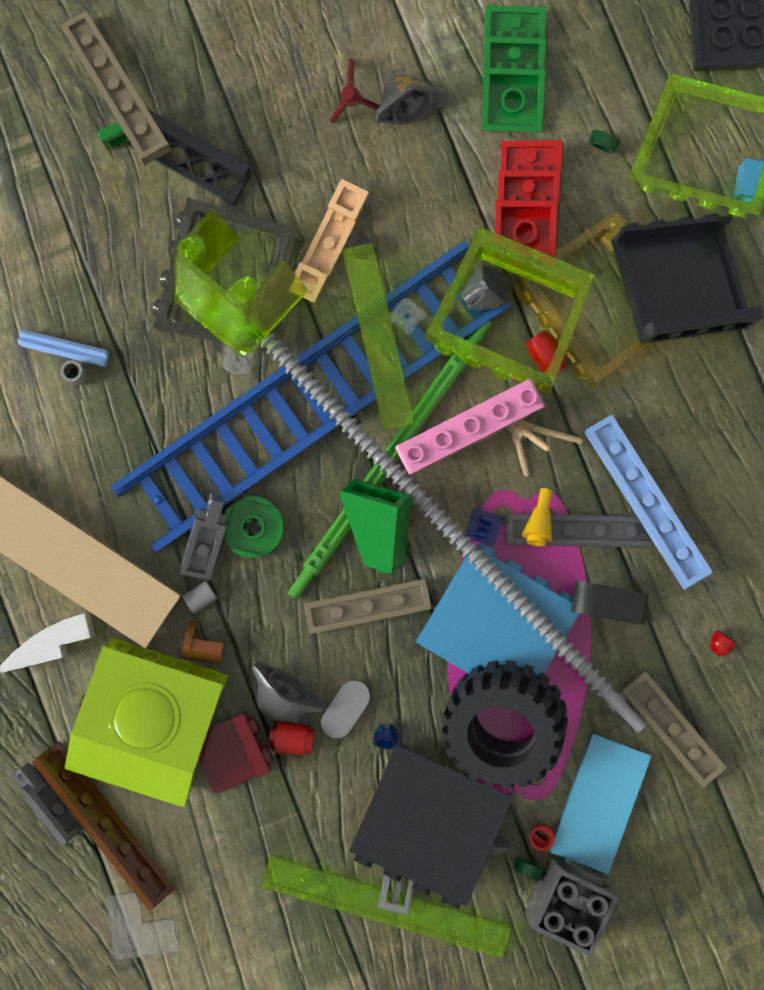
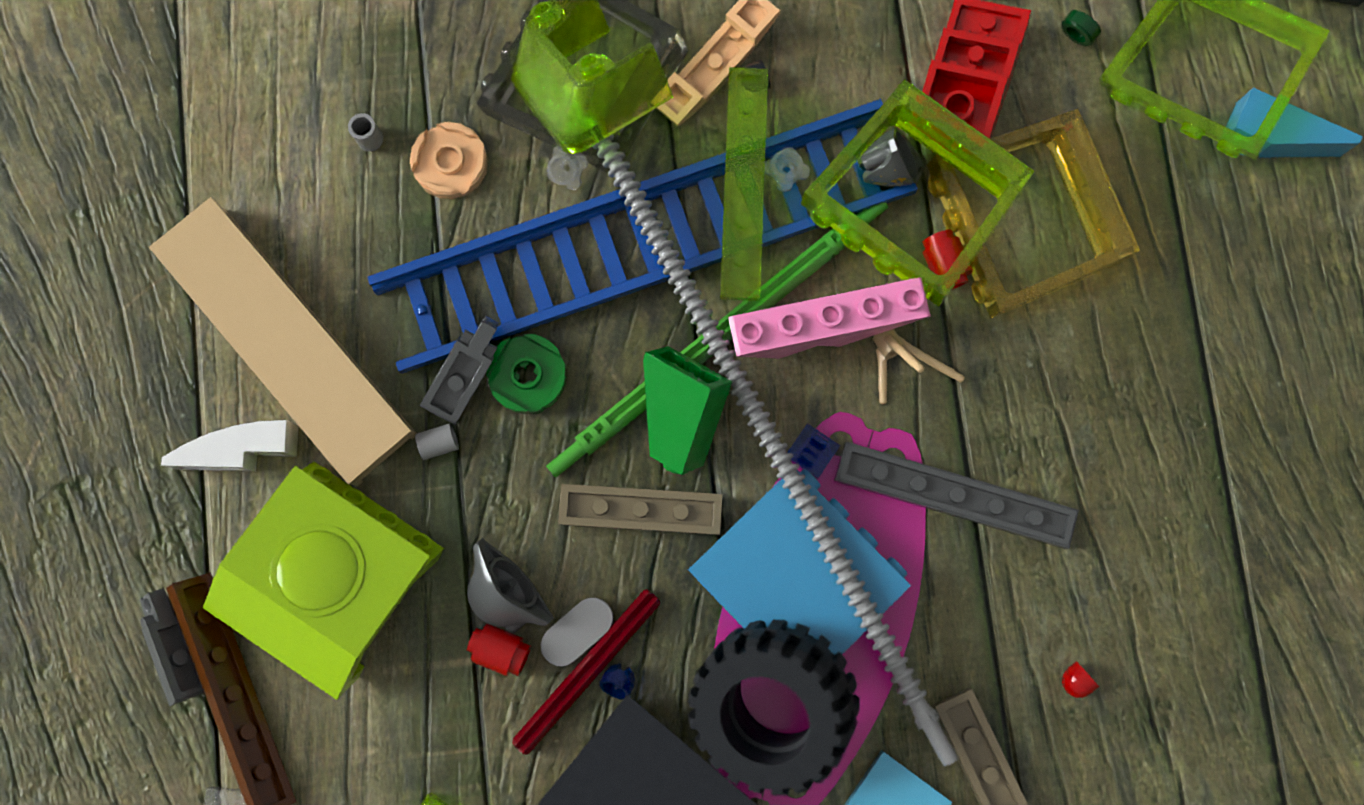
camera: 20 degrees right, 5 degrees down
(63, 348) = (363, 101): light blue axle -> none
(144, 376) = (459, 165): none -> light nougat tile
(200, 649) = (417, 506): dark orange tile -> none
(234, 753) = (420, 647): dark red bracket -> none
(360, 736) = (585, 672): none -> dark red axle
(538, 528) = (882, 468): yellow cone -> none
(609, 602) = (948, 587): pearl dark grey beam -> none
(648, 502) = (1029, 476): light blue plate -> none
(682, 279) = (1140, 209): black panel -> none

